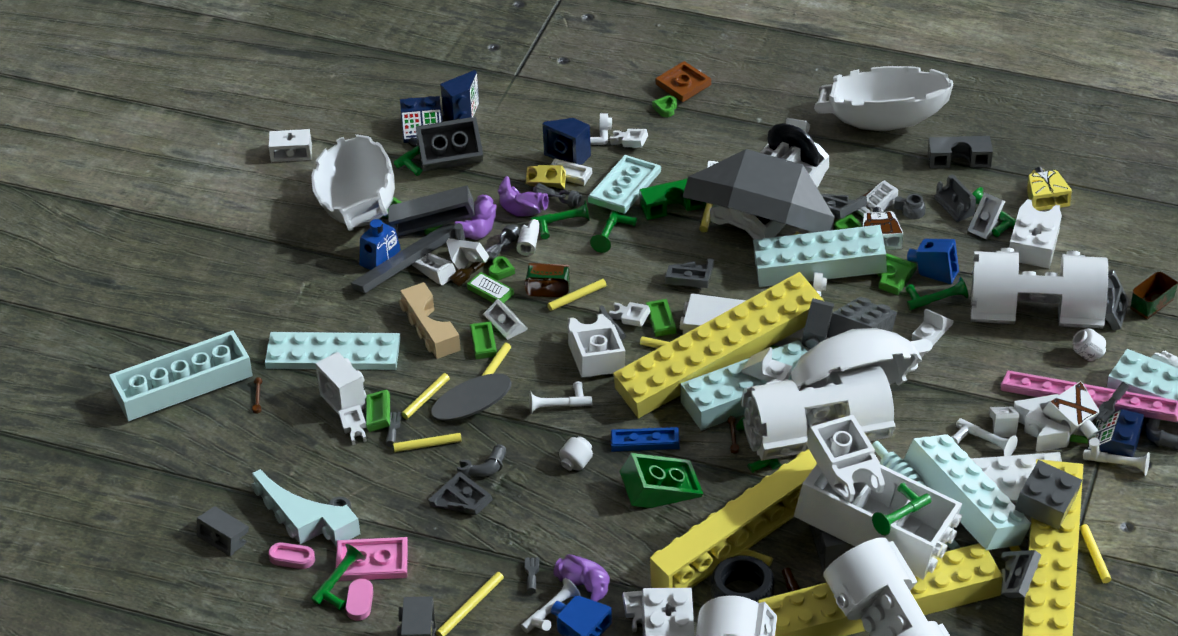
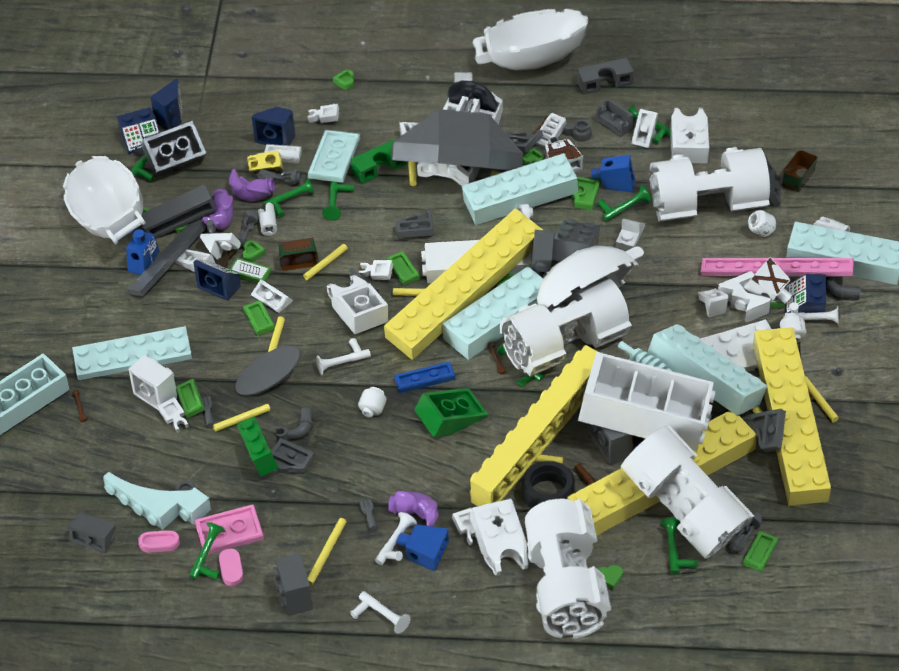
camera: 15 degrees left, 5 degrees up
(290, 145) = (31, 175): white brick -> none
(426, 395) = (226, 376): light yellow bar -> none
(429, 473) = (257, 446): none -> green arch
(438, 336) = (221, 322): tan arch -> none
(449, 289) = (216, 279): none -> dark blue slope
(605, 125) = (299, 106): white plate -> none
(683, 81) = (353, 55): dark orange plate -> none
(765, 368) = (508, 296): white slope -> none
(845, 456) = (613, 363): white brick -> none
(883, 522) = (659, 413): green piece -> none
(1008, 445) = (684, 313): white piece -> none
(1048, 189) = (687, 95): light yellow torso -> none
(1048, 494) = (776, 359): dark grey brick -> none
(1092, 466) = (795, 321): none -> white head
(1107, 408) = (794, 274): dark grey piece -> none

